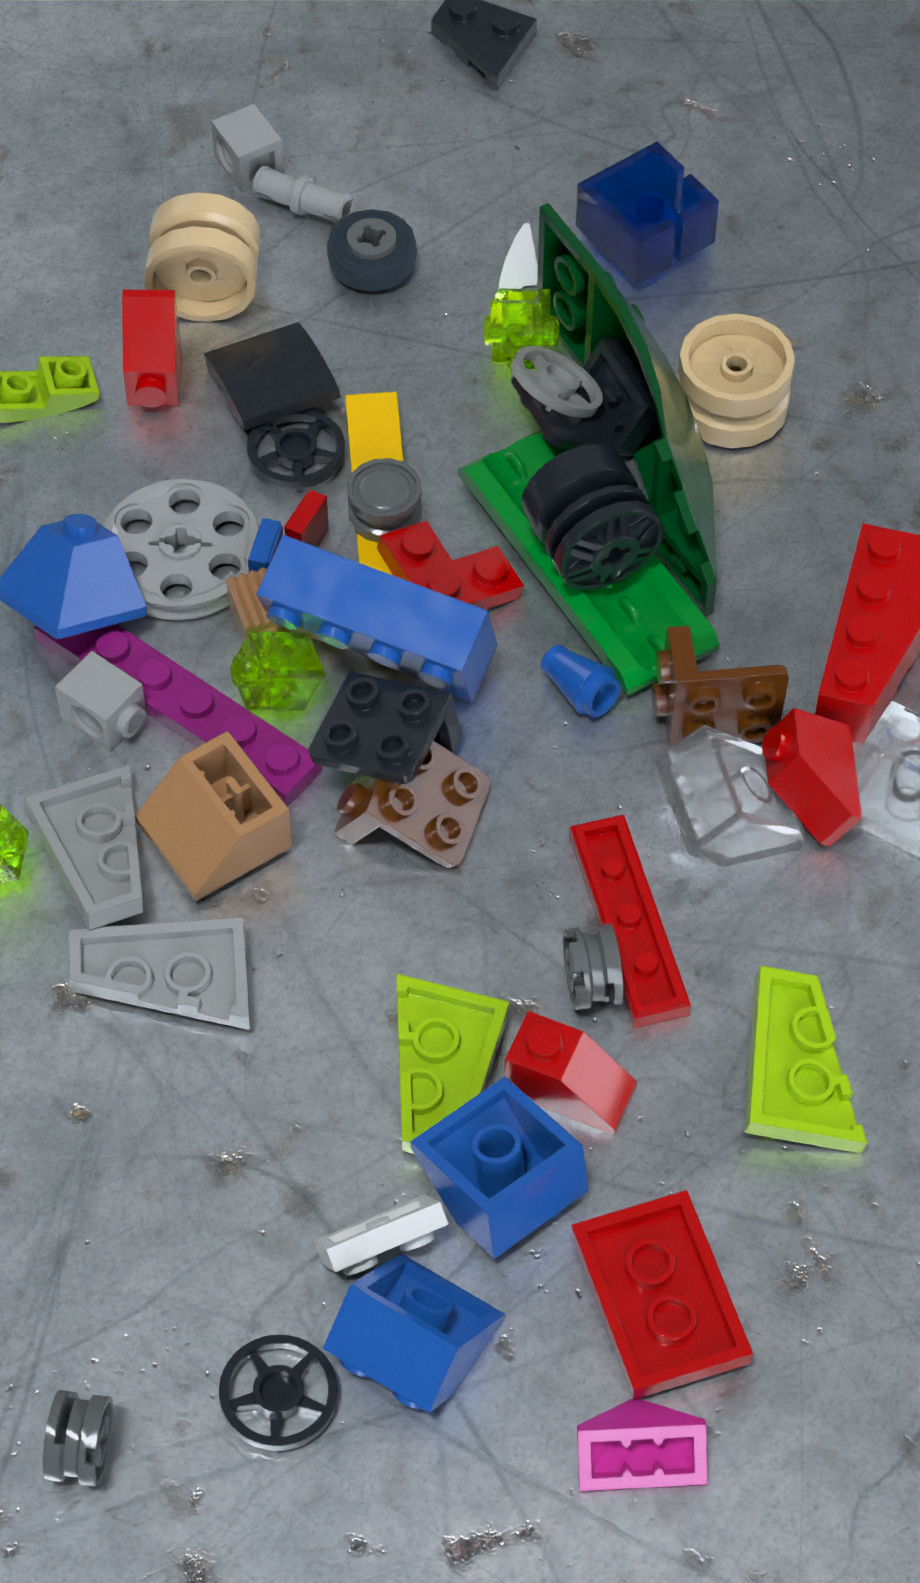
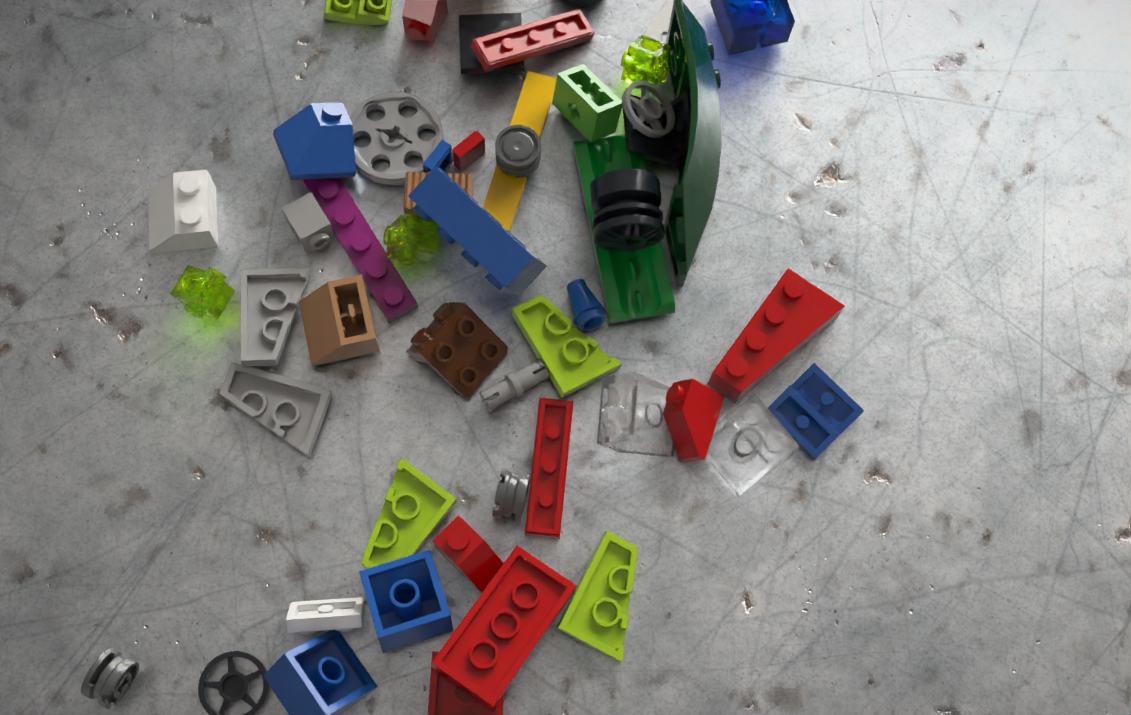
camera: 15 degrees right, 15 degrees up
(296, 450) = (486, 96): black wheel -> none
(335, 348) = (532, 39): none -> tile
(384, 728) = (452, 303): black bracket -> none
(459, 404) = (587, 102): none -> bright green brick
(477, 579) = (530, 217): red plate -> none
(523, 822) = (514, 385): none -> light grey pin
(580, 755) = (564, 350): none -> lime wing
(667, 1146) = (503, 627): none -> red plate
(732, 700) = (652, 356): reddish brown bracket -> none
(737, 379) = (756, 142): tan wheel -> none

